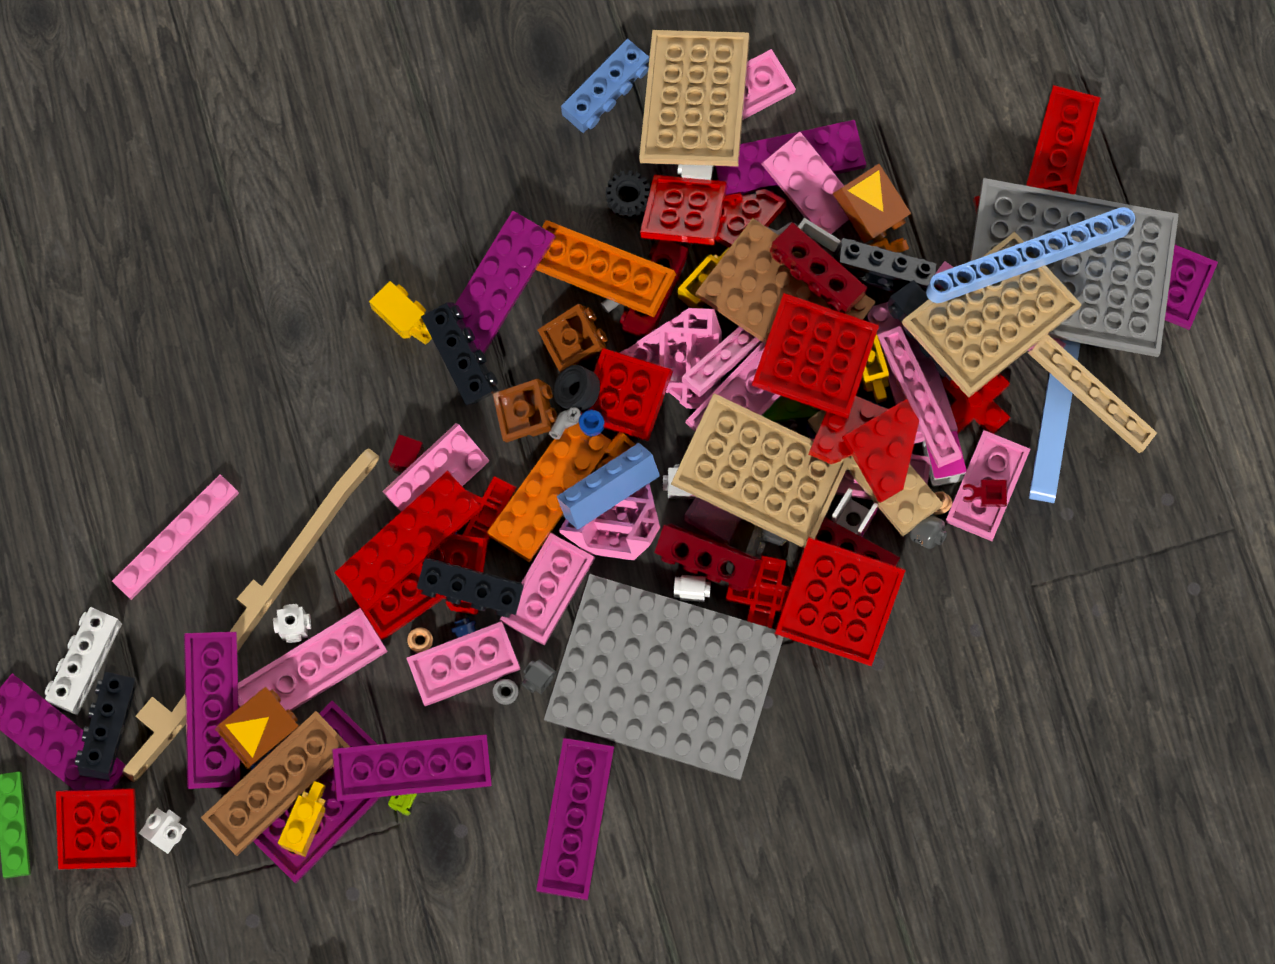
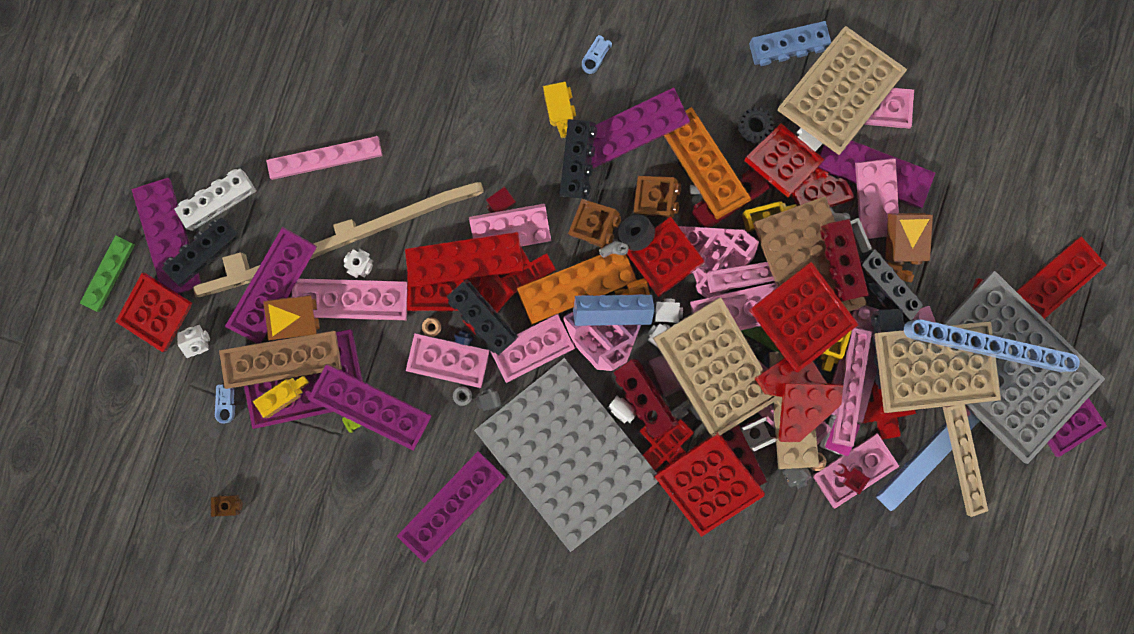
camera: 30 degrees right, 10 degrees up
(242, 875) = (224, 400): none -> light blue piece
(403, 231) = (596, 53): none -> light blue piece
(591, 423) = (630, 261): blue tile -> none
(668, 451) = (668, 311): none -> white brick

